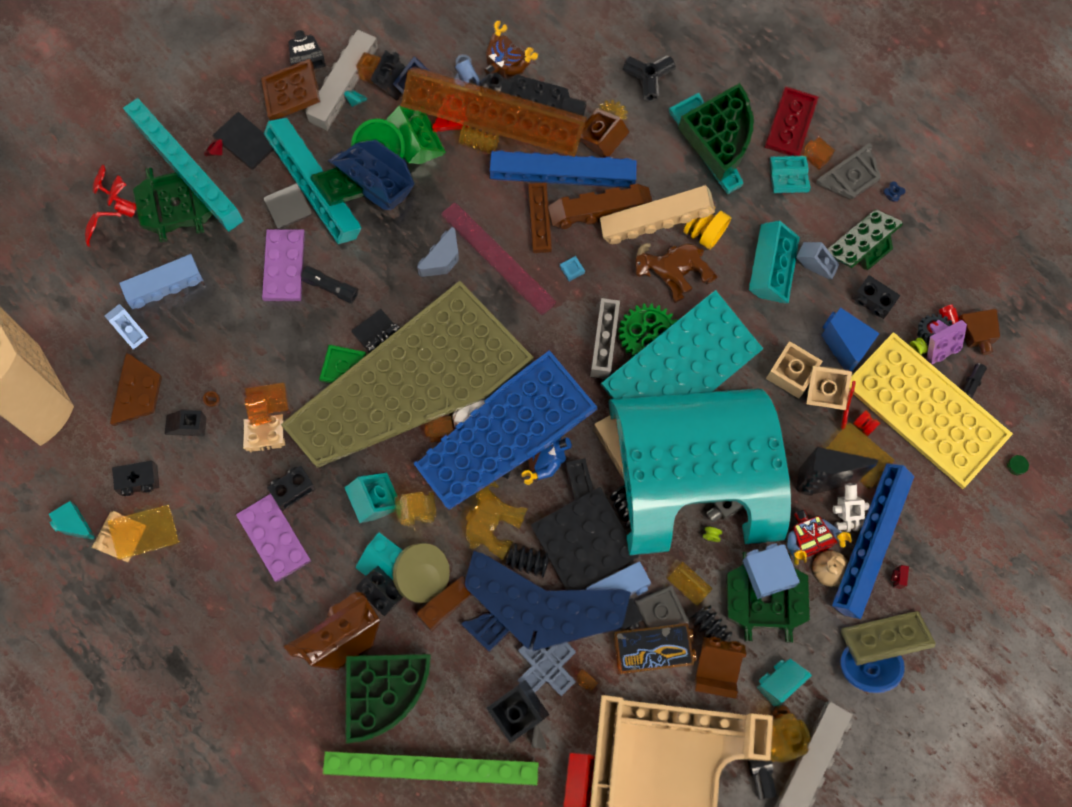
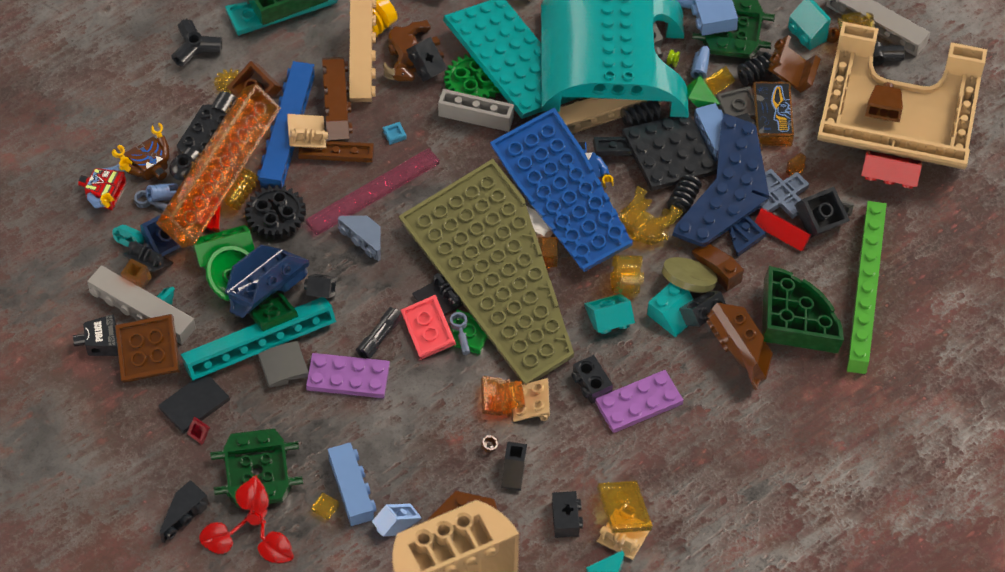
camera: 80 degrees left, 15 degrees down
(132, 147) = (184, 507): none -> black slope
(141, 264) = (325, 506): none -> clear yellow tile
(183, 165) = (221, 446): teal brick -> none
(331, 359) = (462, 336): none -> sand blue piece
(341, 327) = (428, 327): none -> coral tile
(370, 222) = (320, 285): none -> black brick
(416, 52) = (124, 235): none -> teal beam
(459, 174) = (290, 211): none -> black gear
(467, 28) = (105, 184): none -> torso
(497, 670) = (782, 229): none -> red tile
(551, 183) = (306, 131): none -> tan hinge
(663, 567) = (700, 93): none -> green slope
(667, 276) = (426, 59): none -> black brick
(680, 777) = (885, 103): none -> reddish brown torso
(710, 564) = (700, 63): none -> medium blue hinge

